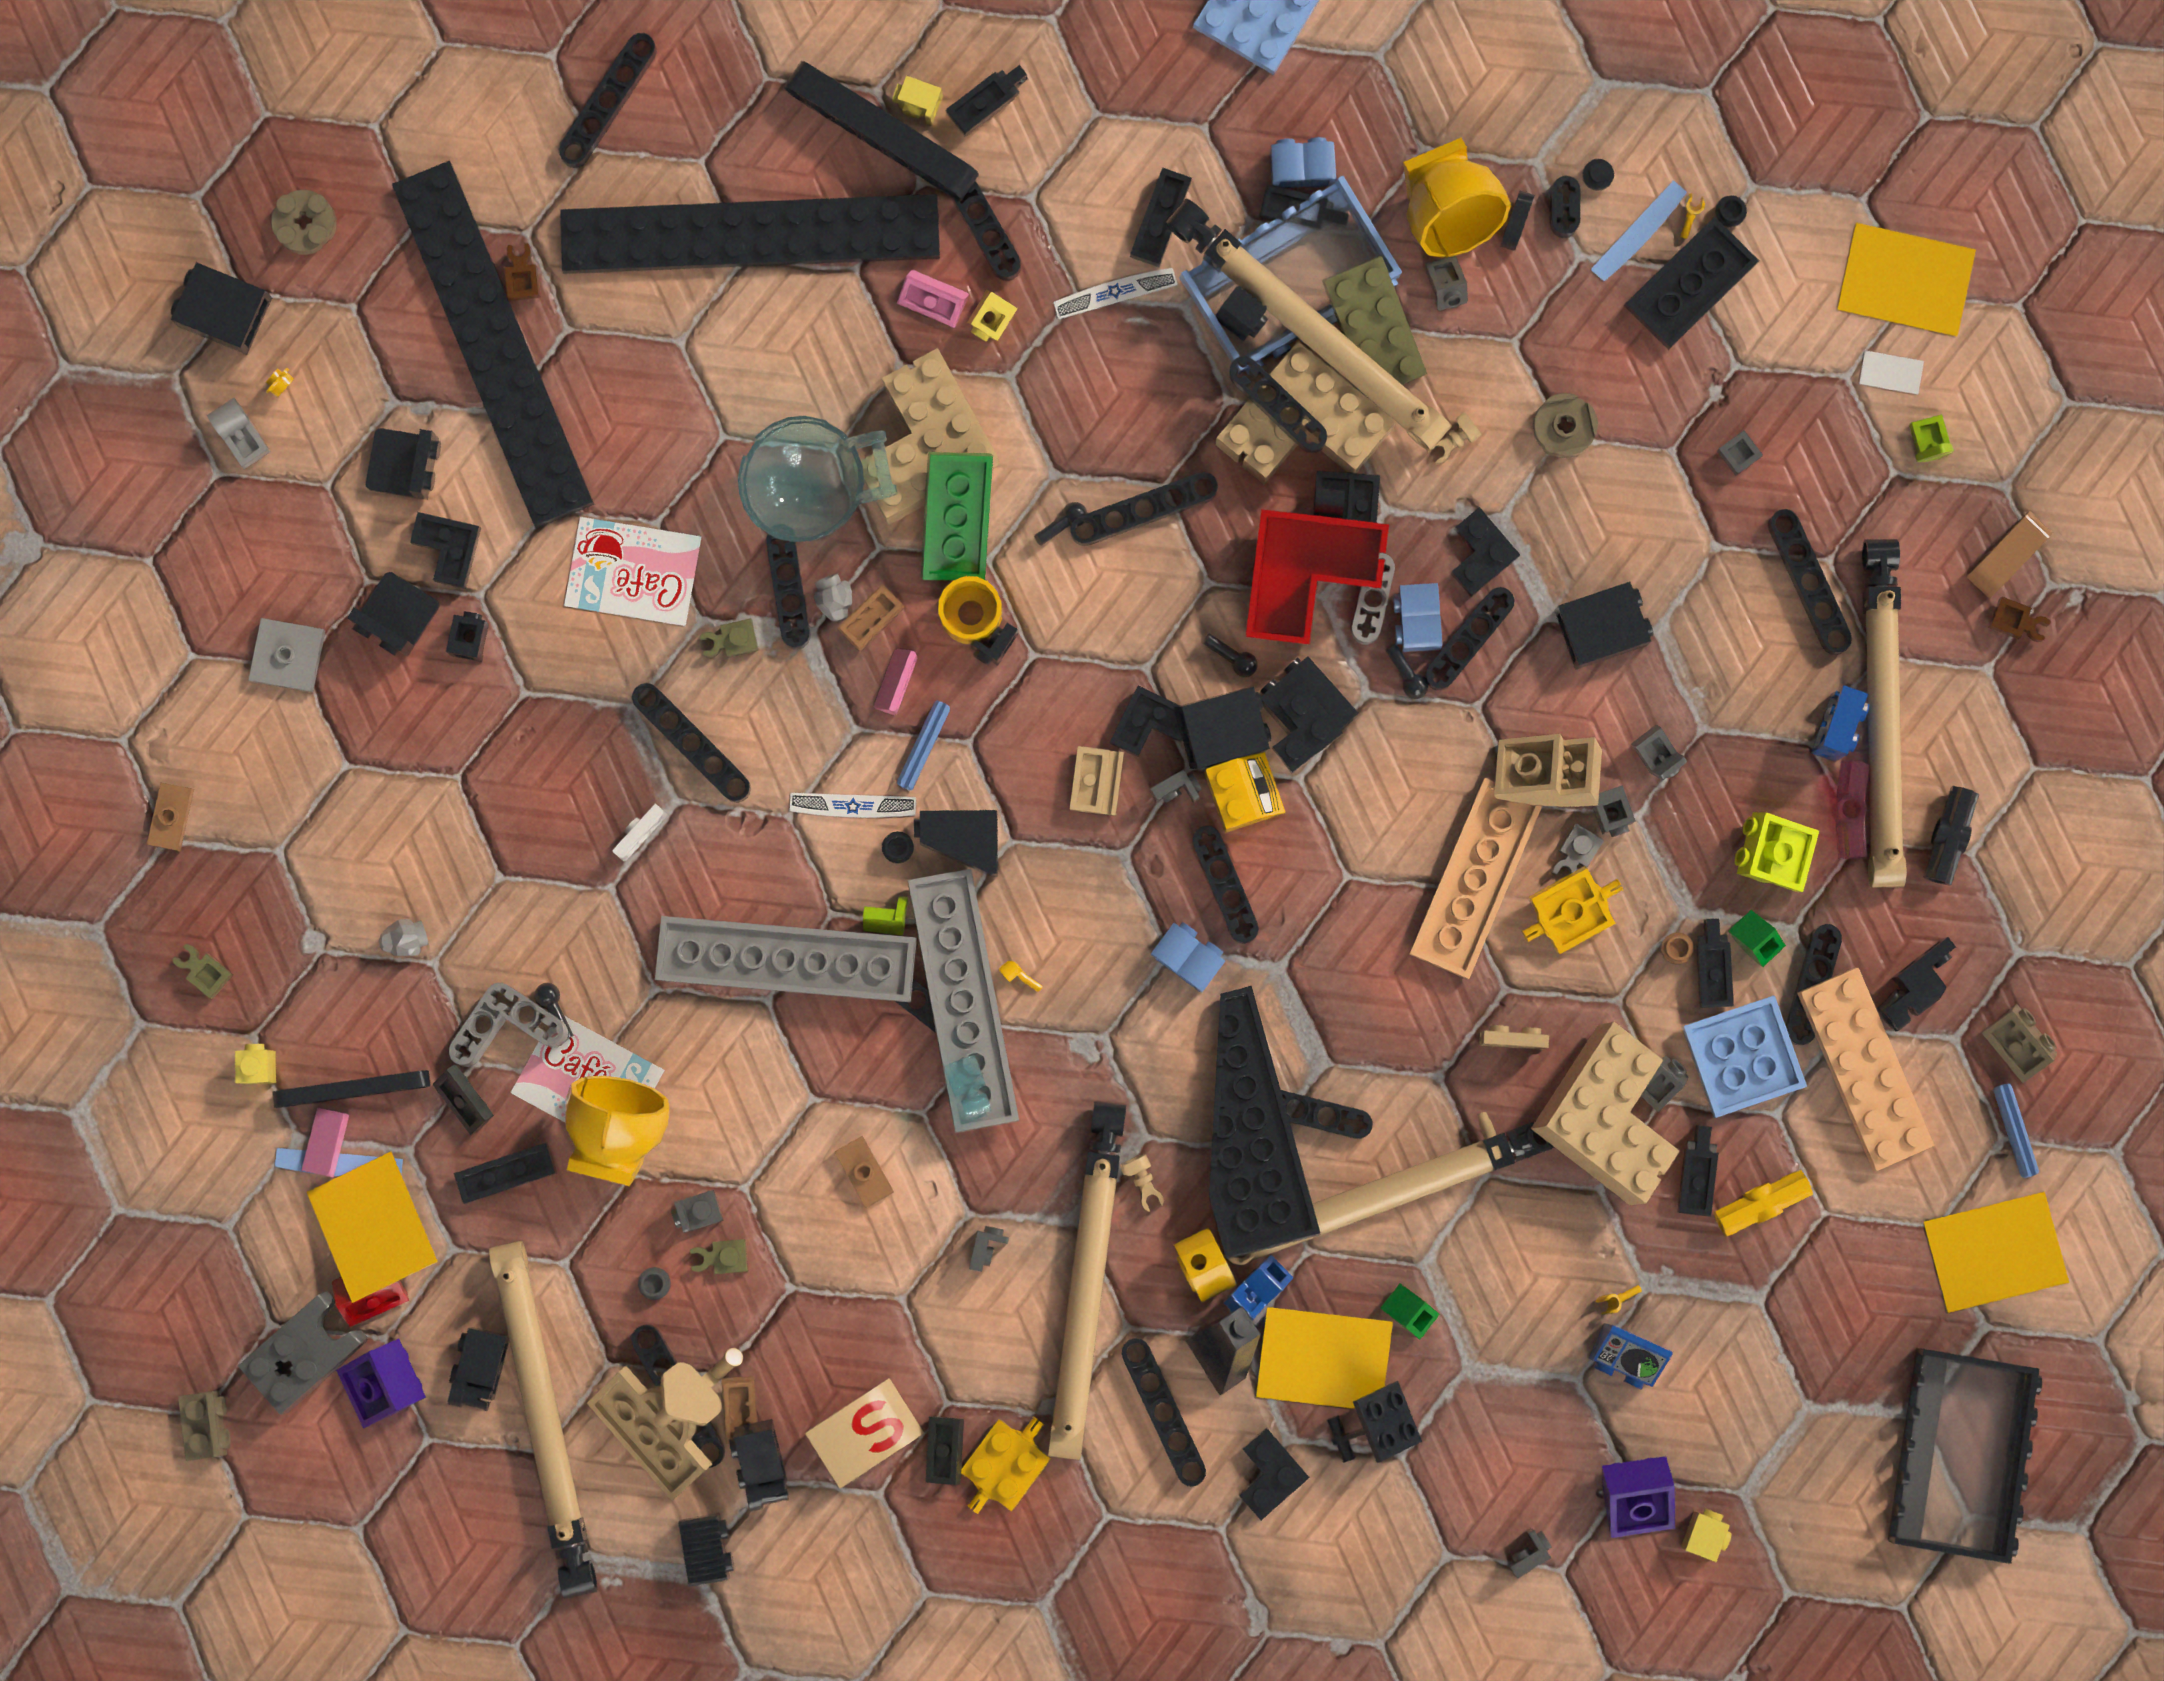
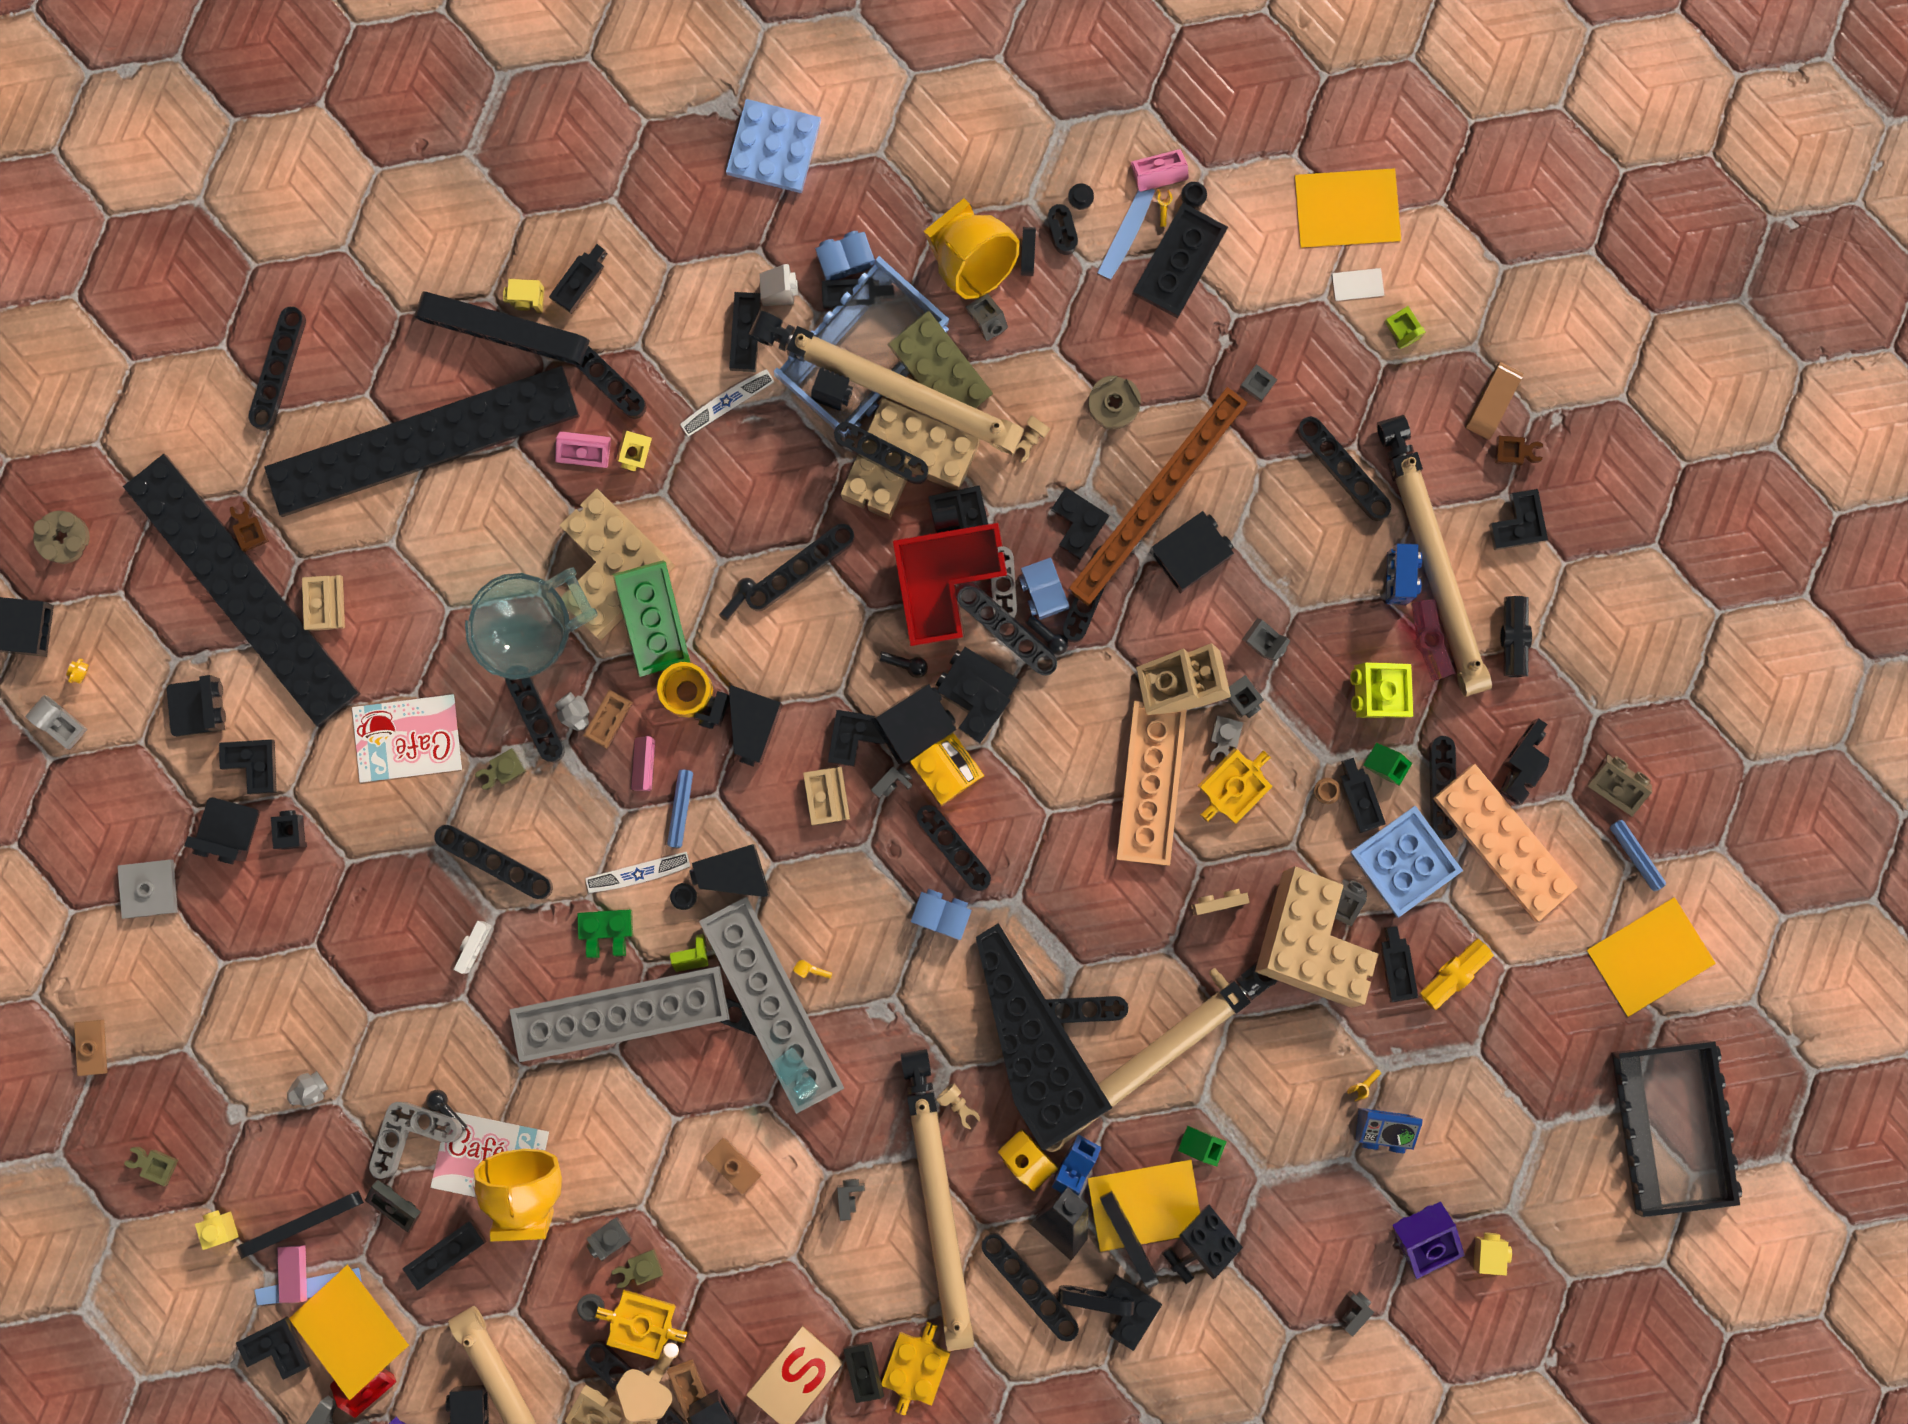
camera: 15 degrees left, 0 degrees up
(289, 1214) = (279, 1342): none -> black plate
(583, 386) = (323, 602): none -> tan plate
(706, 1319) = (640, 1324): none -> yellow plate
(797, 853) = (603, 925): none -> green plate
(1036, 672) = (752, 724): none -> black slope
(1215, 176) = (778, 286): none -> white slope
(1235, 1448) = (1096, 1300): none -> black beam
(1294, 1391) = (1129, 1240): none -> black beam
(1358, 635) = (1001, 617): none -> black beam
(1583, 549) = (1157, 496): none -> dark orange plate
(1700, 171) = (1160, 170): none -> bright pink slope
(2002, 712) = (1526, 527): none -> black plate

